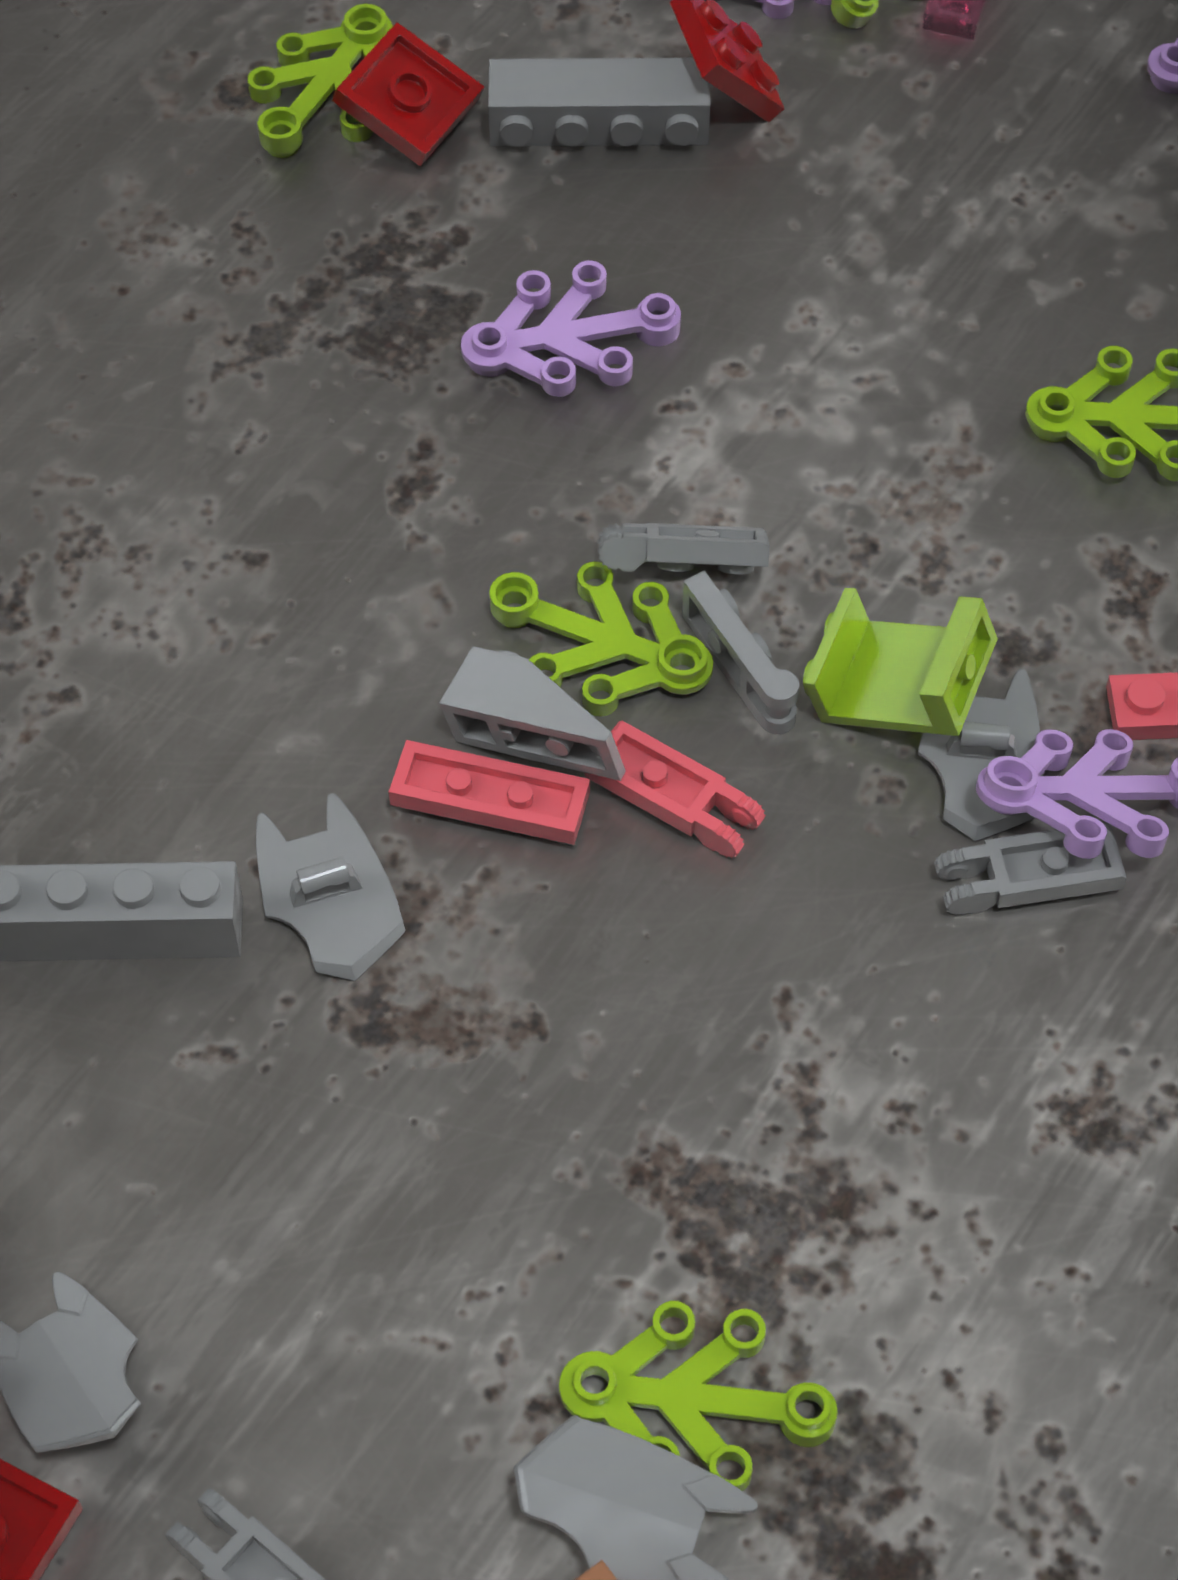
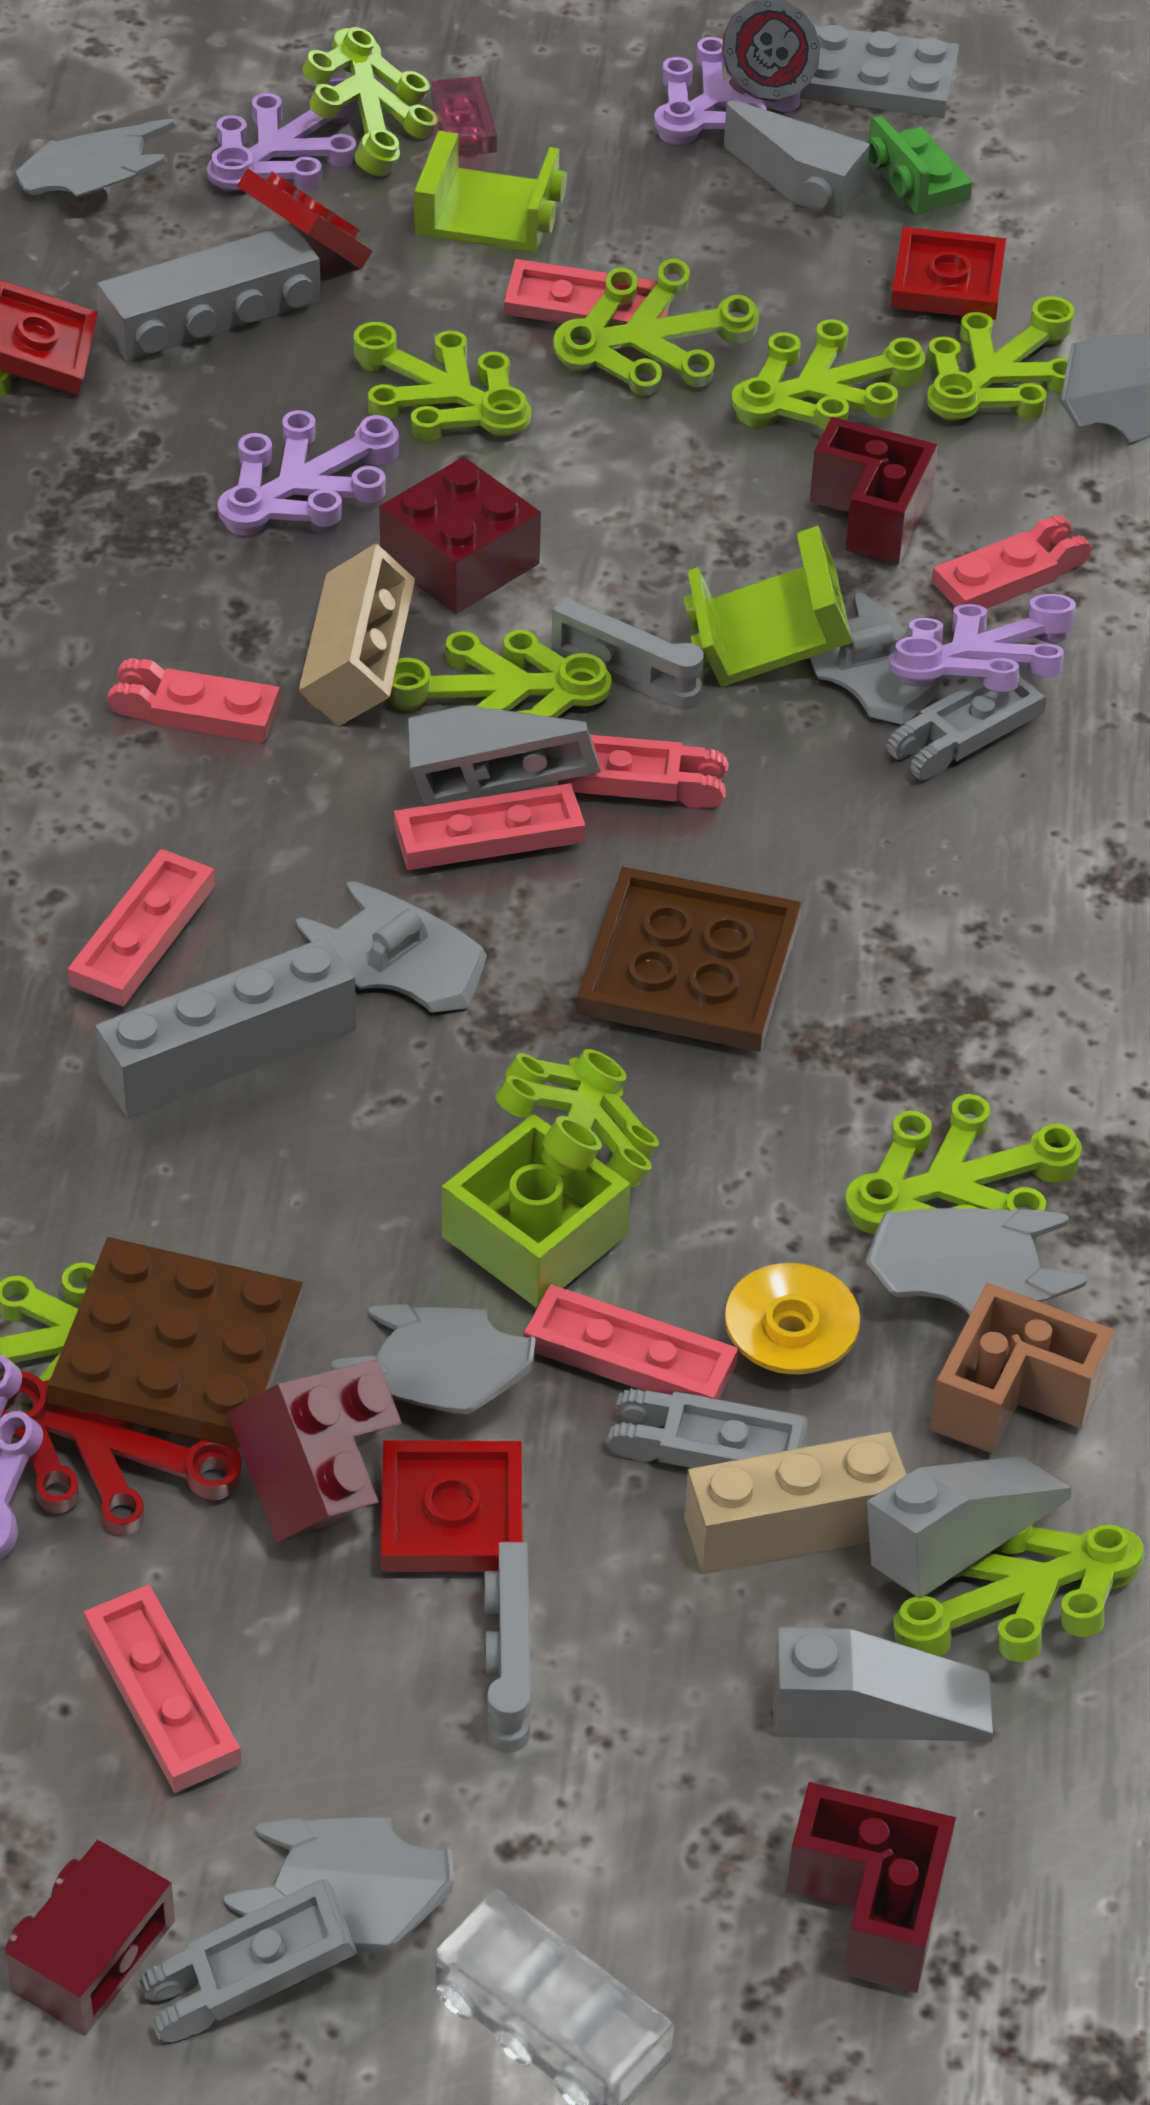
camera: 30 degrees left, 10 degrees down
(108, 766) = (141, 927): none -> coral plate
(247, 1250) = (530, 1220): none -> lime brick
(252, 1443) = (629, 1346): none -> coral plate
(317, 540) = (194, 701): none -> coral hinge
(404, 1122) = (570, 1143): none -> lime plant
(414, 1454) = (792, 1299): none -> yellow dish
(489, 532) = (357, 635): none -> tan brick
(586, 1025) = (690, 958): none -> reddish brown plate
(661, 455) = (461, 534): none -> dark red brick
(681, 546) = (521, 596): light grey hinge -> none
(790, 329) = (499, 410): none -> lime plant
(924, 91) = (485, 205): none -> lime panel
(954, 237) = (564, 293): none -> coral plate
(988, 295) = (650, 332): none -> lime plant
(1105, 563) = (878, 480): none -> dark red brick

